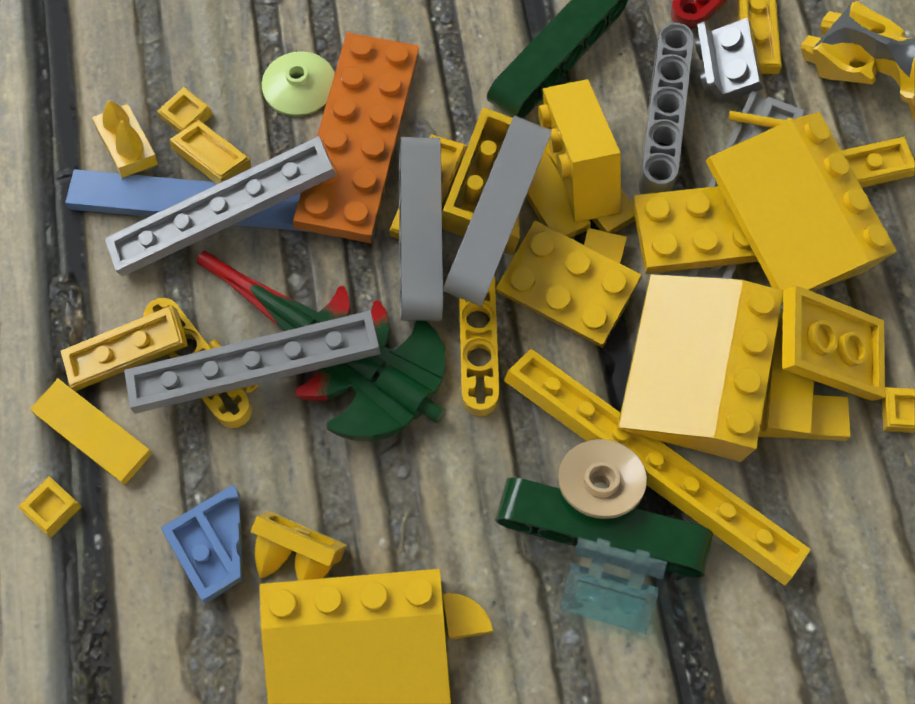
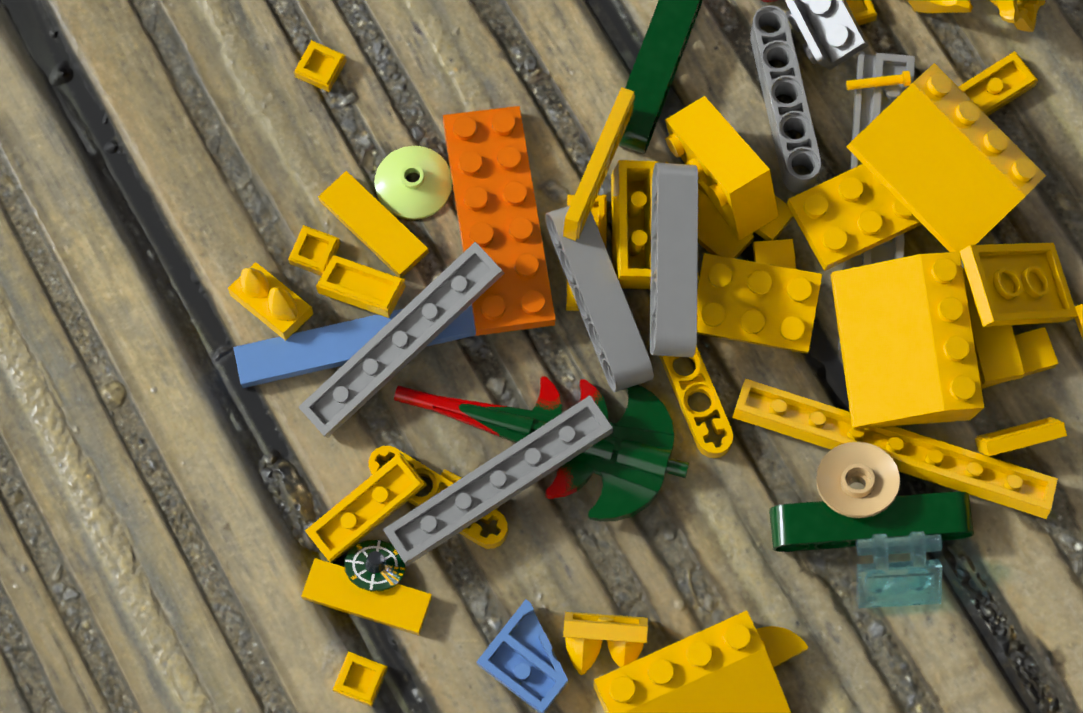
camera: 20 degrees left, 5 degrees up
(107, 405) = (374, 565): none -> dark green piece
(246, 107) = (373, 224): none -> yellow tile
(461, 105) = (599, 164): none -> yellow tile
(786, 494) = (1020, 436): none -> yellow tile

